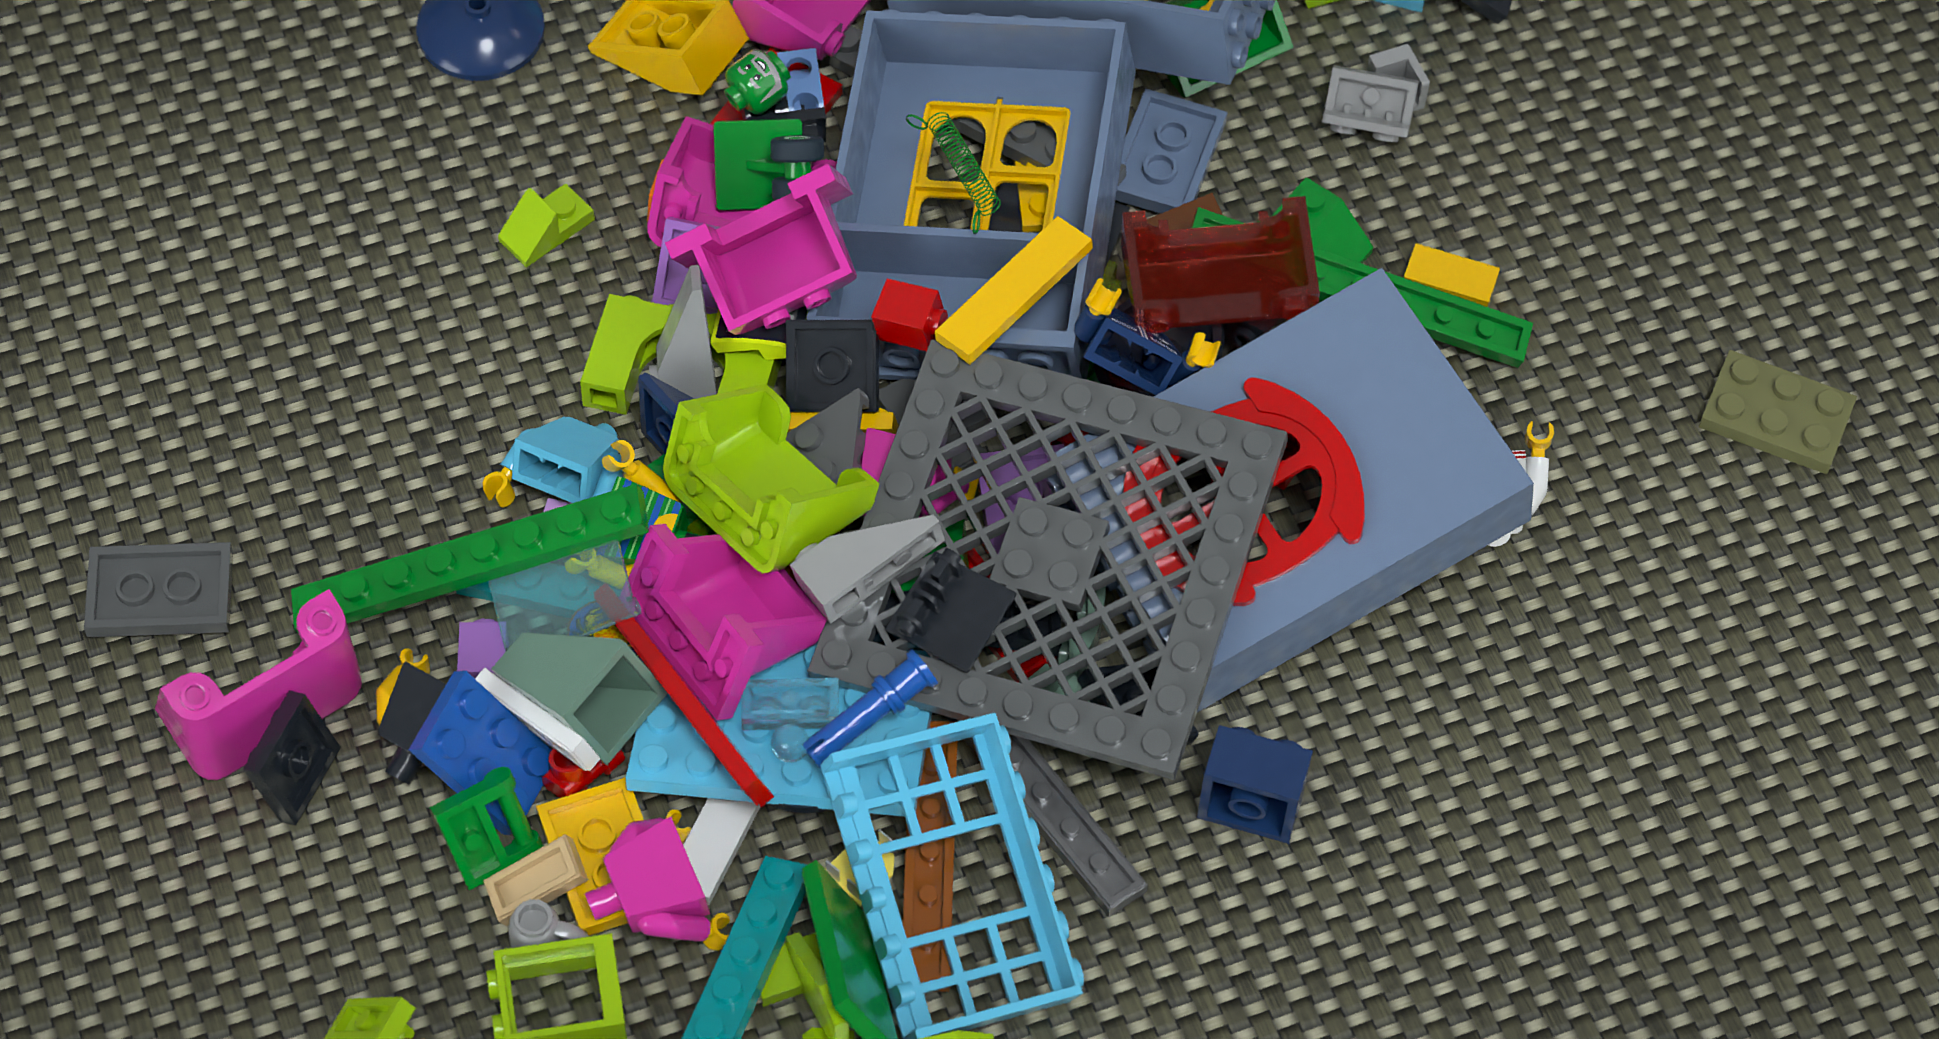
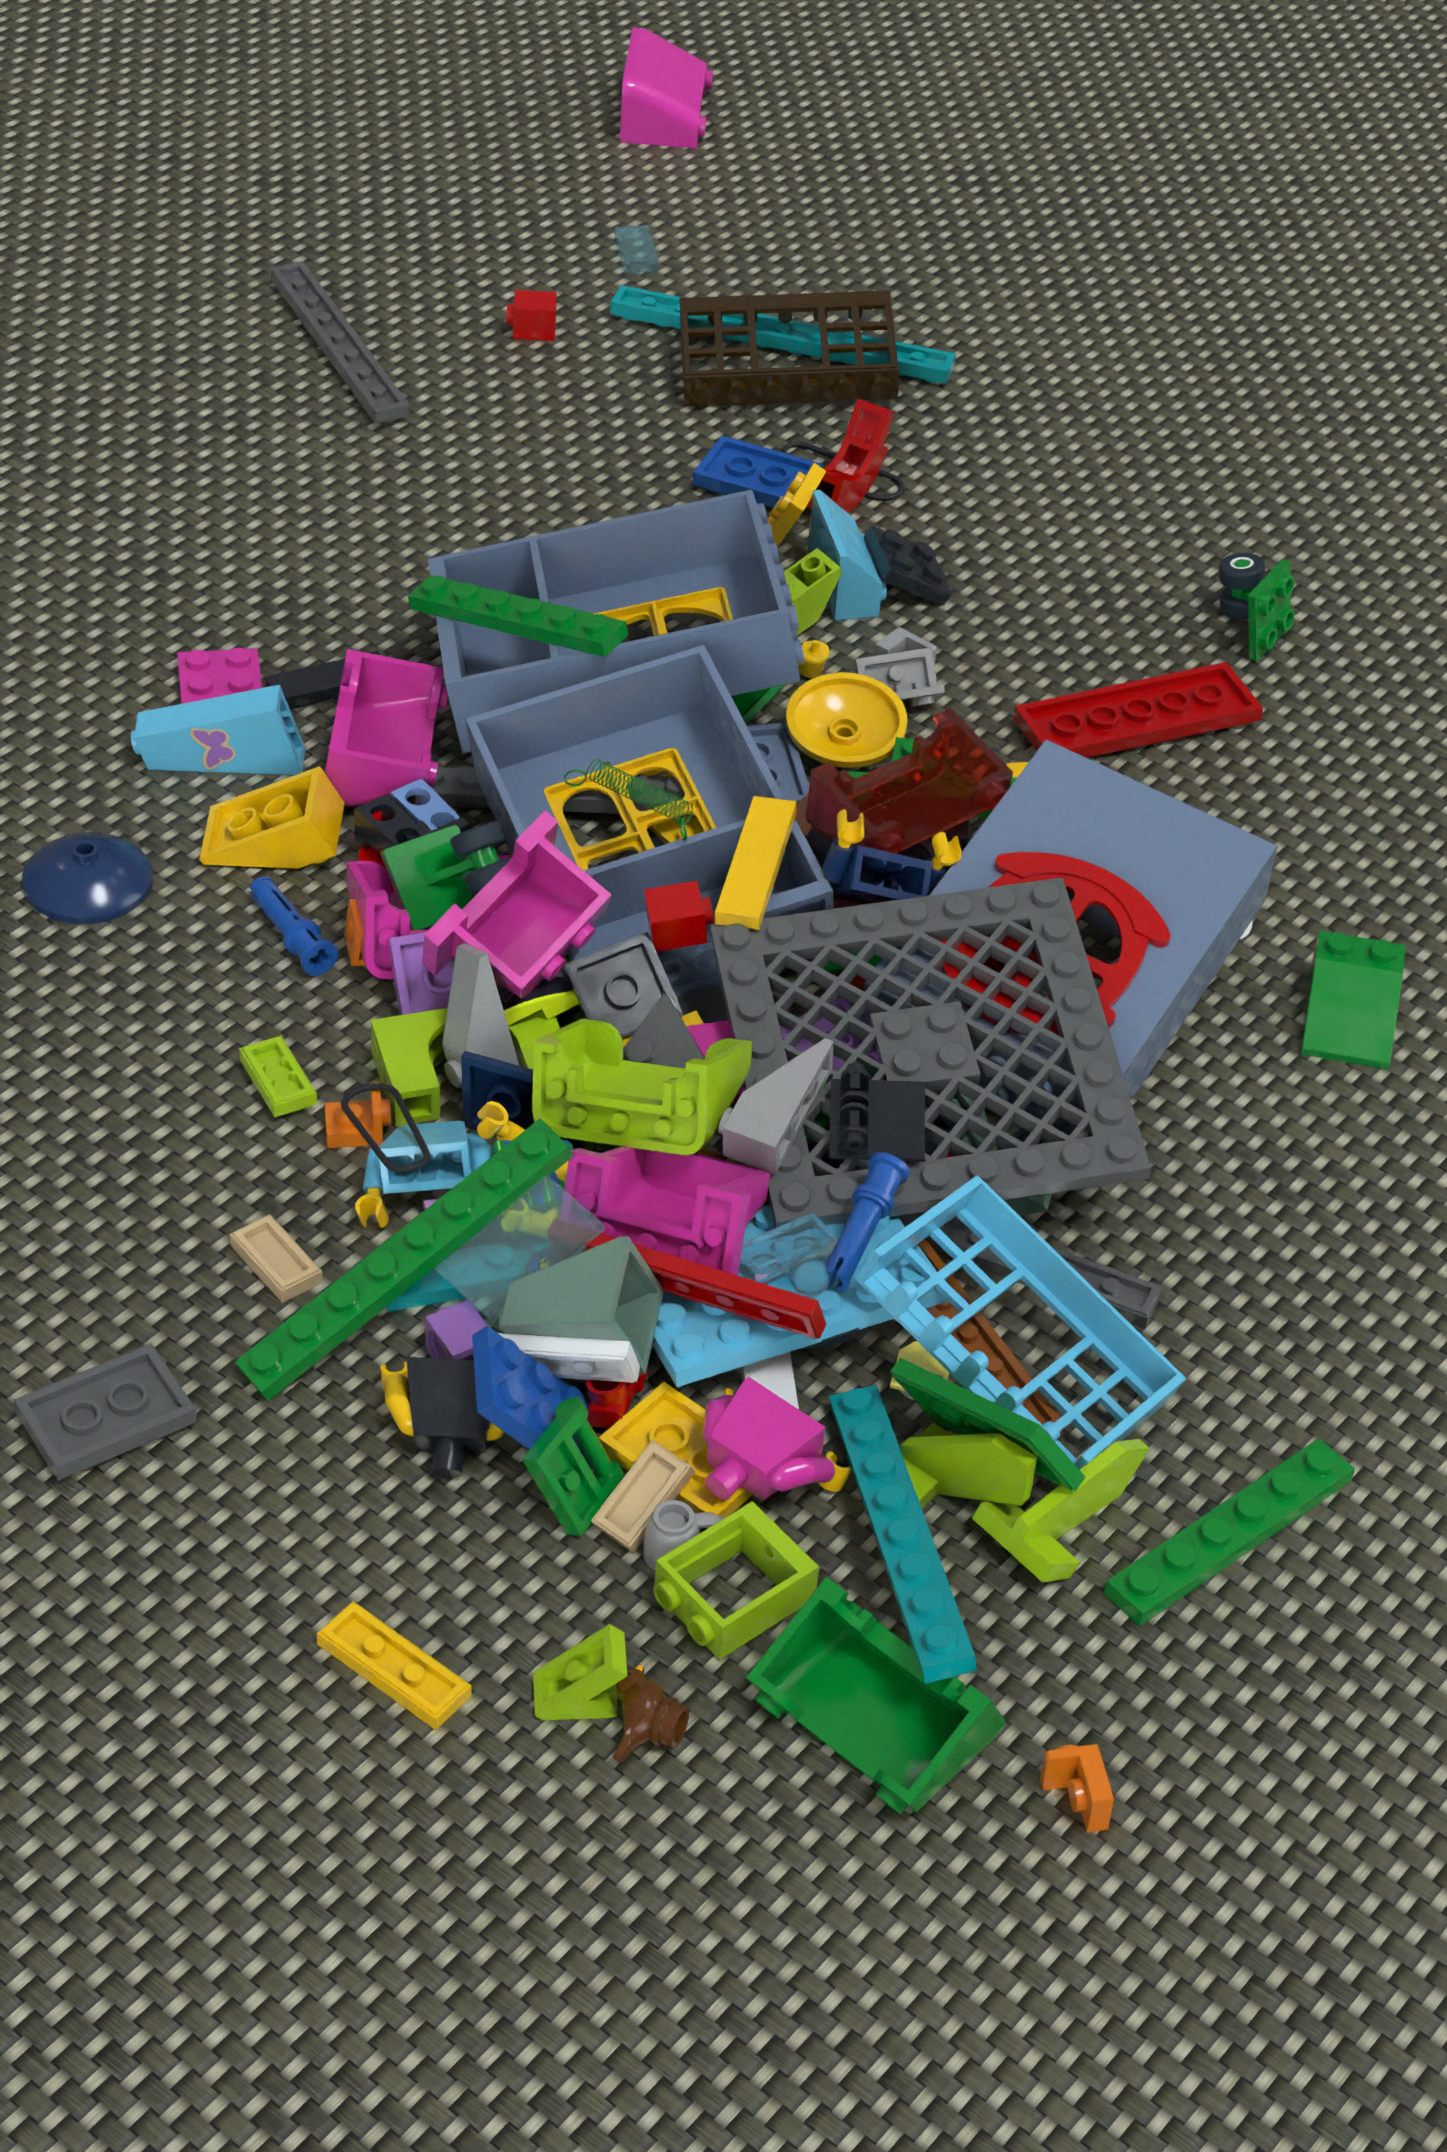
camera: 30 degrees left, 15 degrees down
(223, 730) = (263, 1477): dark pink windscreen -> none
(242, 937) = (394, 1665): none -> yellow tile
(292, 757) = (346, 1485): black plate -> none
(393, 499) = (276, 1258): none -> tan tile
(506, 313) = (278, 1076): none -> lime plate
(516, 414) = (392, 1167): none -> black piece
(544, 223) = (259, 999): lime slope -> none
(546, 388) = (371, 1114): none -> orange bracket
(620, 168) = (300, 935): none -> blue pin
(756, 81) = (399, 808): green head -> none
(1254, 783) = (1200, 1170): dark blue brick -> none
(1275, 113) = (846, 719): none -> yellow dish
(1308, 41) = (815, 657): none -> yellow piece
(1562, 660) = (1353, 999): none -> green slope
(1596, 236) = (1141, 711): none -> red plate
(1778, 412) = (1364, 782): olive plate -> none
(1815, 154) = (1257, 598): none -> green plate

